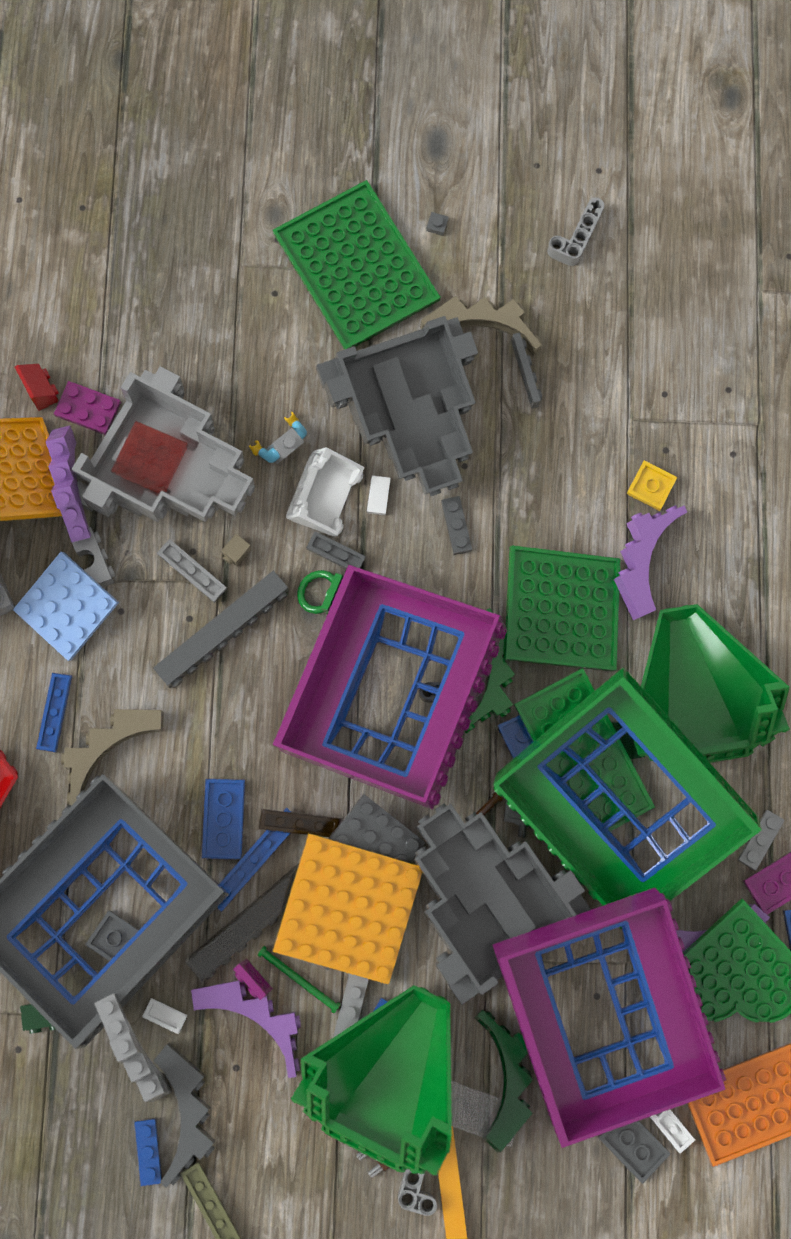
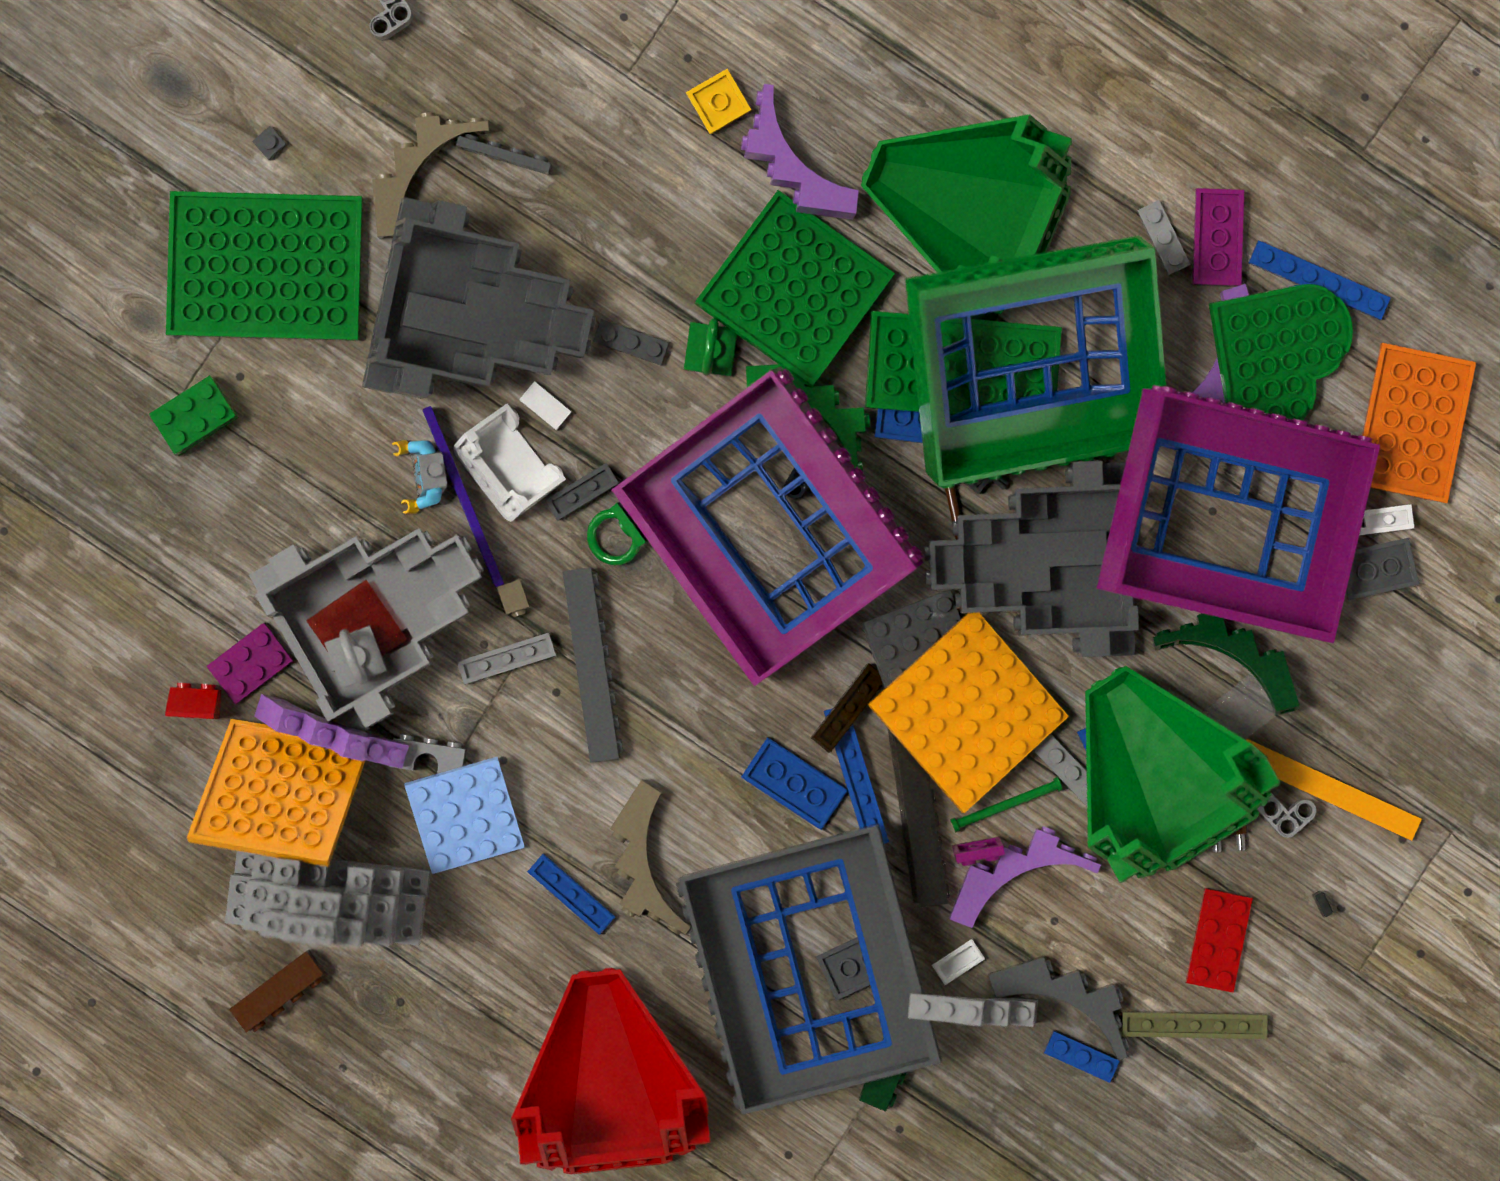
camera: 50 degrees left, 10 degrees up
(130, 464) = (355, 656): none -> light grey tile
(230, 276) = (193, 415): none -> green brick
(284, 477) = (463, 496): none -> dark purple tile
(293, 1201) = (1218, 940): none -> red plate
(486, 579) = (710, 349): none -> green tile

